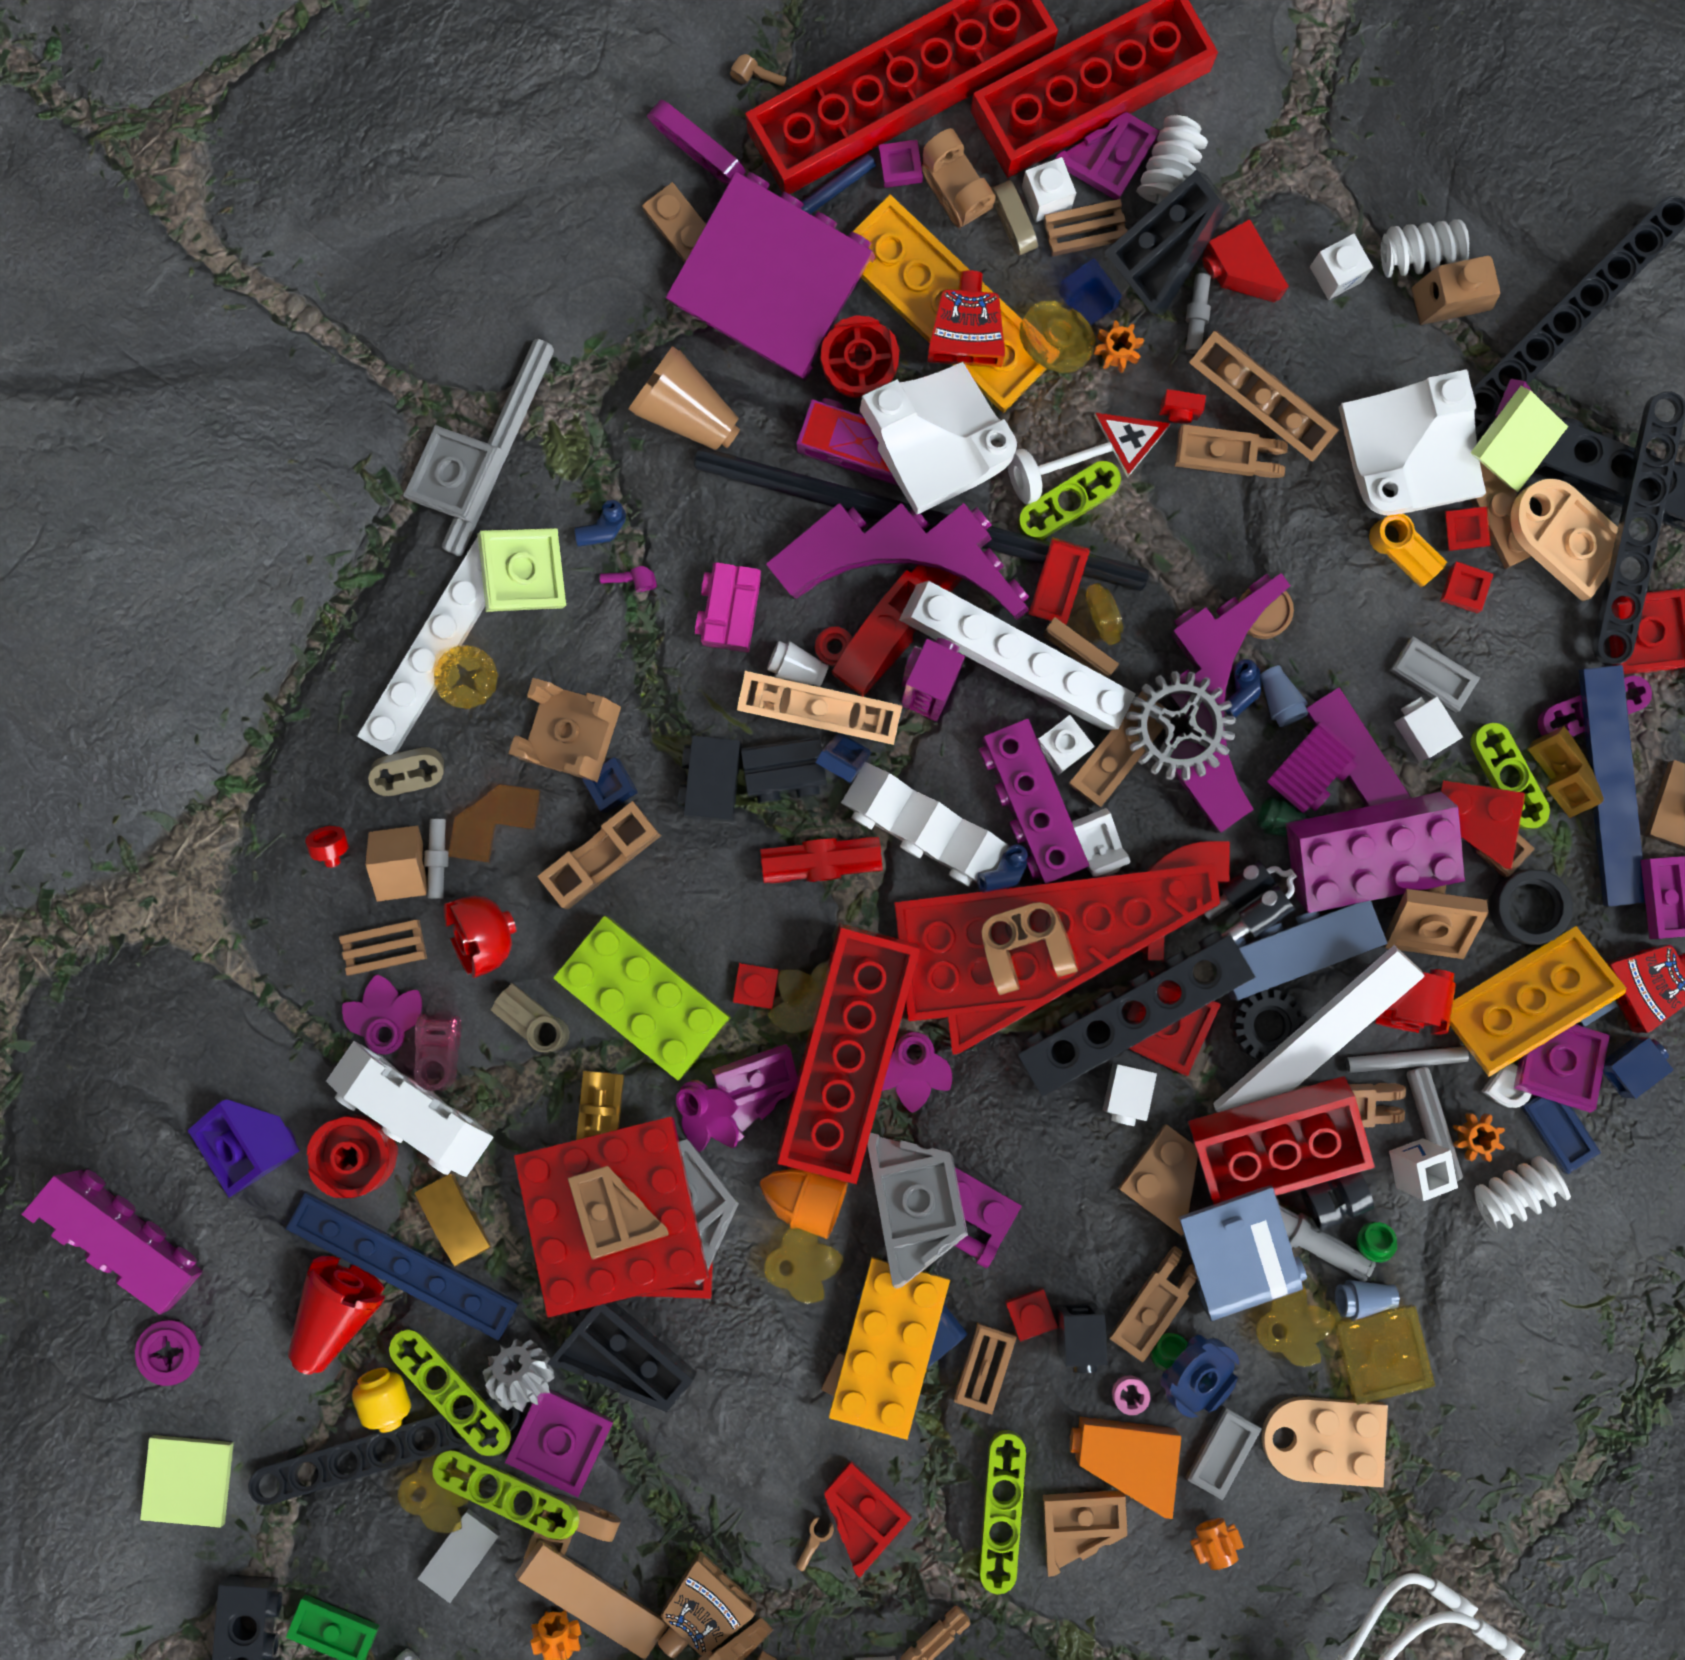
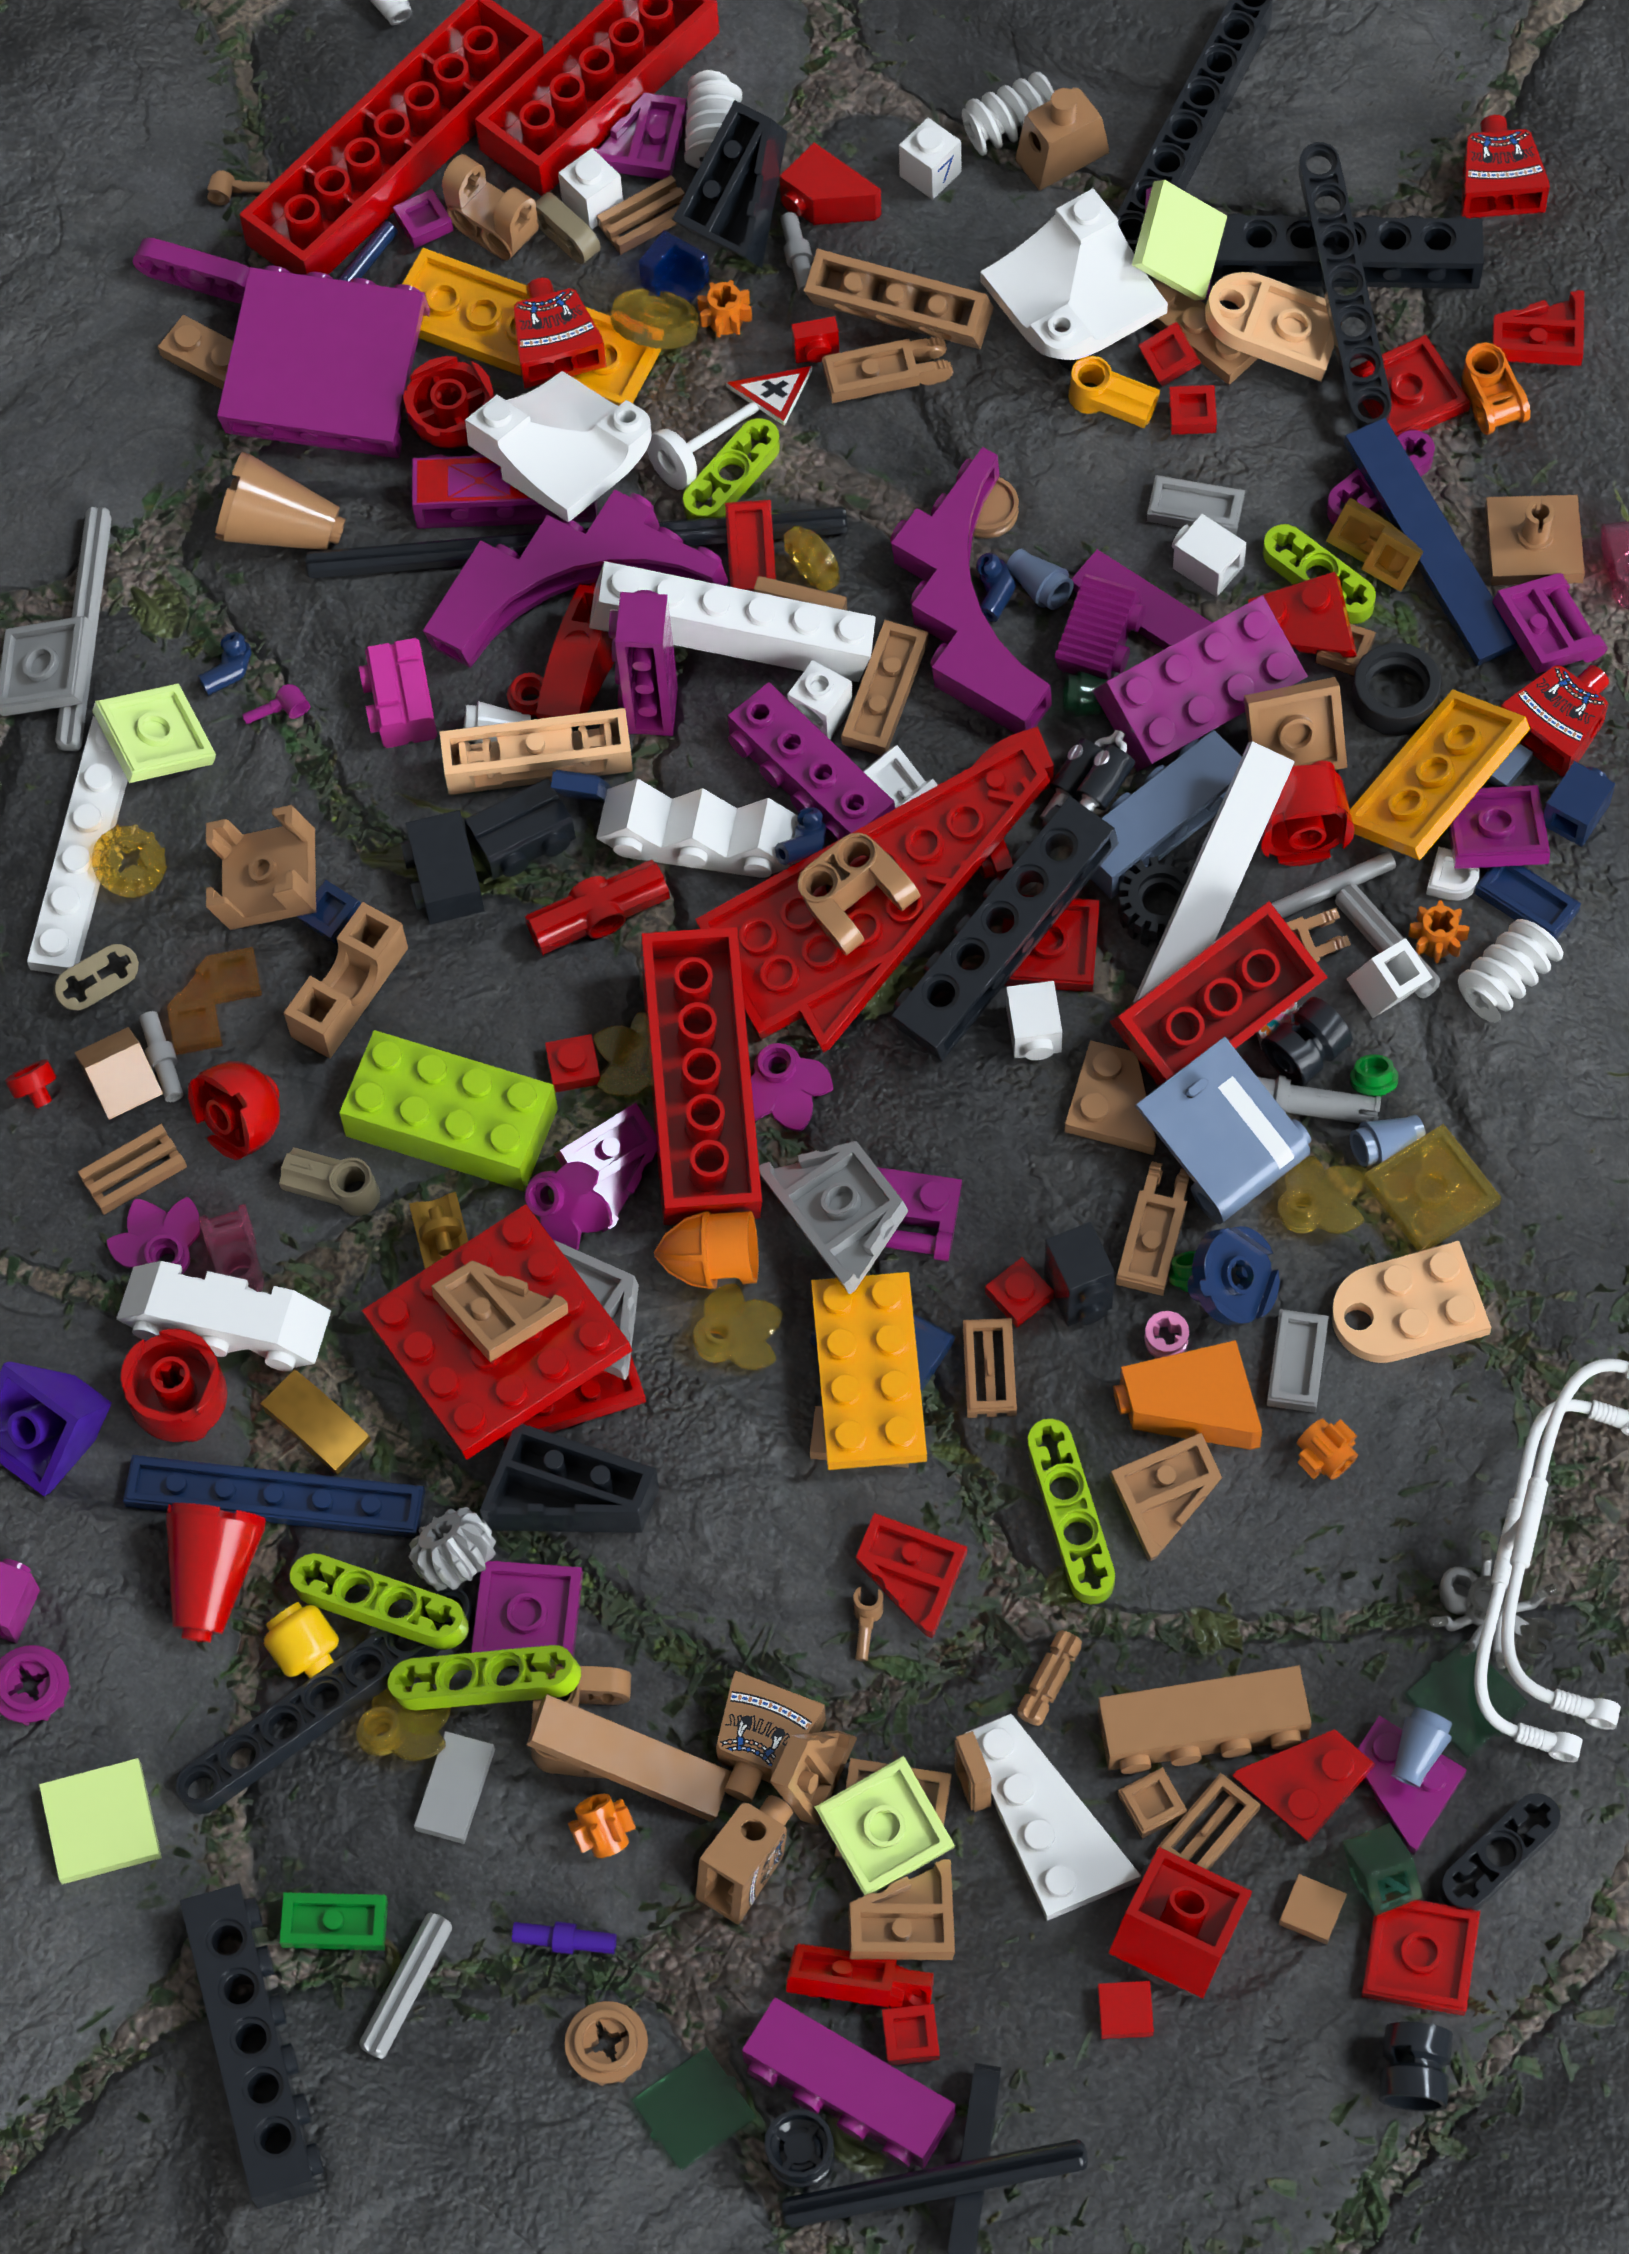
camera: 15 degrees left, 20 degrees down
(1197, 695) = (900, 614): light grey gear -> none

